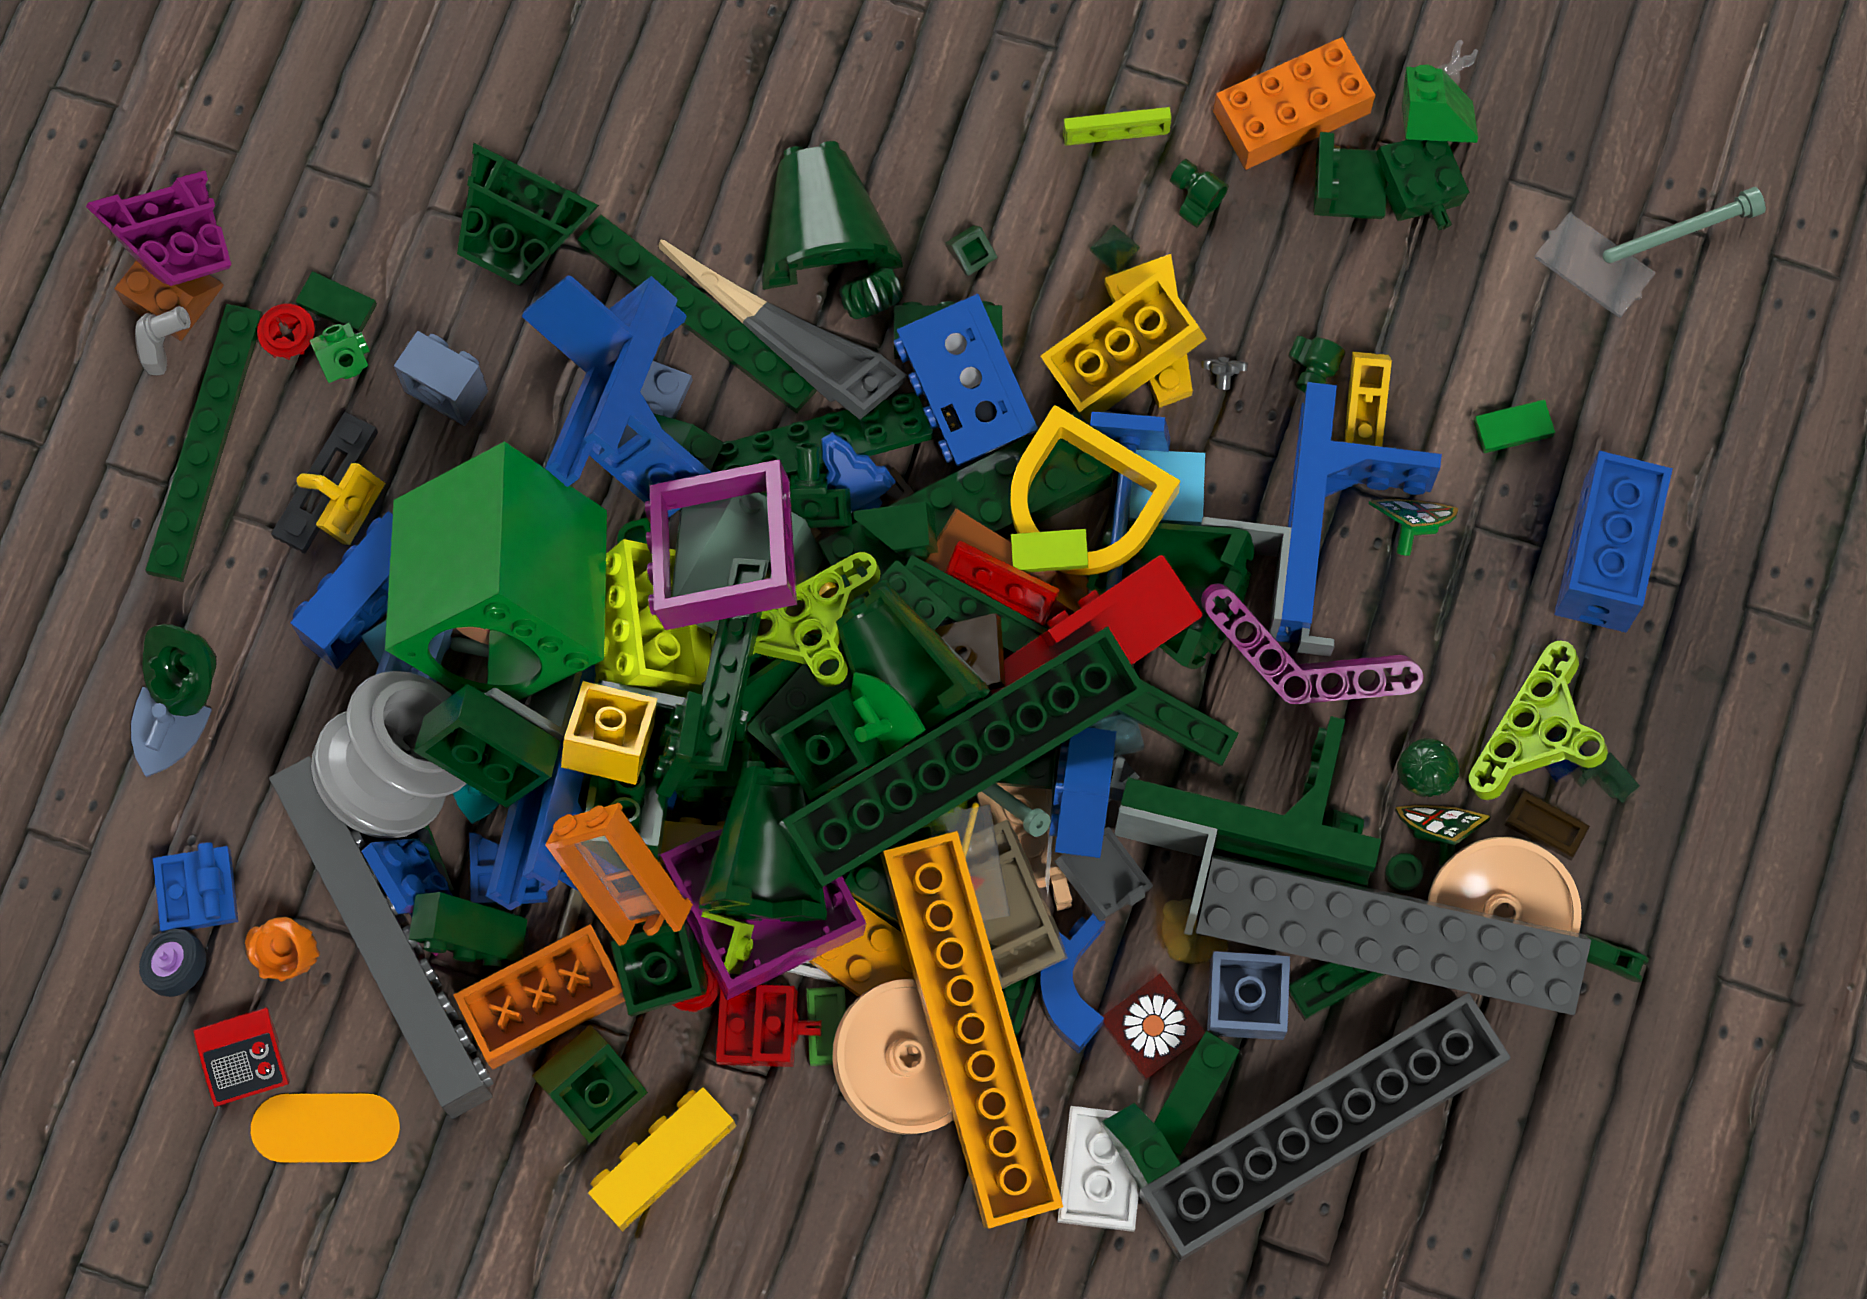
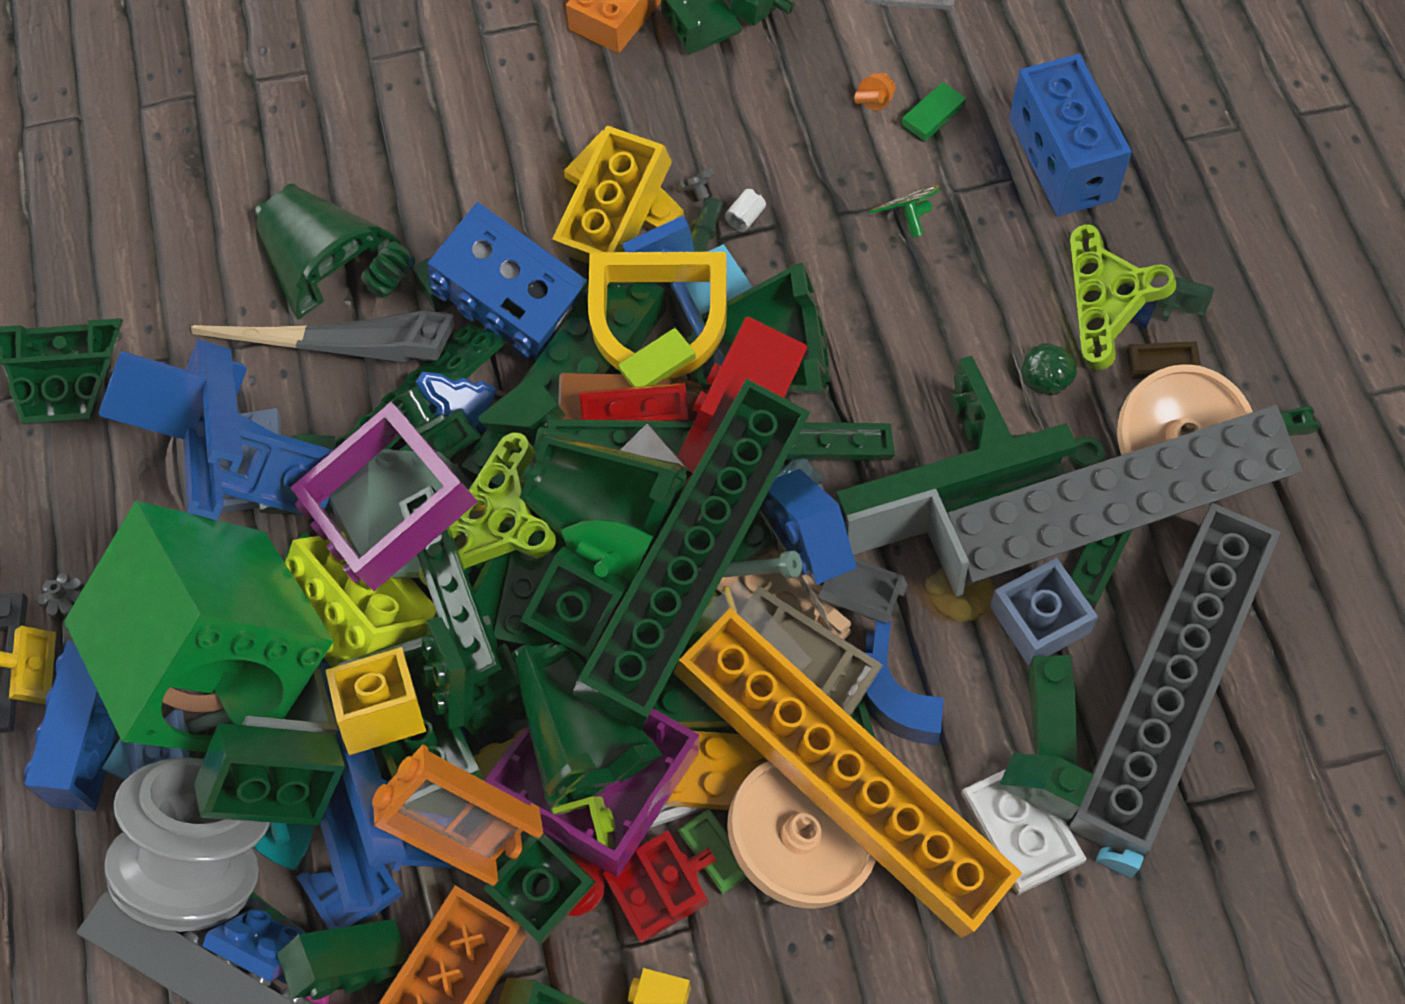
camera: 30 degrees left, 10 degrees down
(407, 449) = (60, 595): none -> dark grey plant
(441, 377) = (58, 518): sand blue brick -> none
(704, 316) = (272, 362): dark green plate -> none
(971, 249) = (448, 206): dark green slope -> none
(1115, 248) = (557, 150): clear green slope -> none
(1116, 126) = (504, 68): lime tile -> none
(1153, 1026) = (983, 685): tile -> none
(1163, 1251) = (1125, 864): none -> medium azure tile
(1199, 422) = (704, 227): none -> clear green pin
(1203, 189) = (598, 75): dark green piece -> none
(1251, 427) = (745, 210): none -> white piece
(1310, 673) = (891, 350): magenta beam -> none
(1319, 357) = (765, 140): dark green piece -> none
(1320, 471) = (836, 256): blue piece -> none
(1367, 398) = (820, 151): yellow slope -> none
(1441, 825) = (1092, 403): shield -> none
(1469, 370) = (875, 91): none -> orange piece

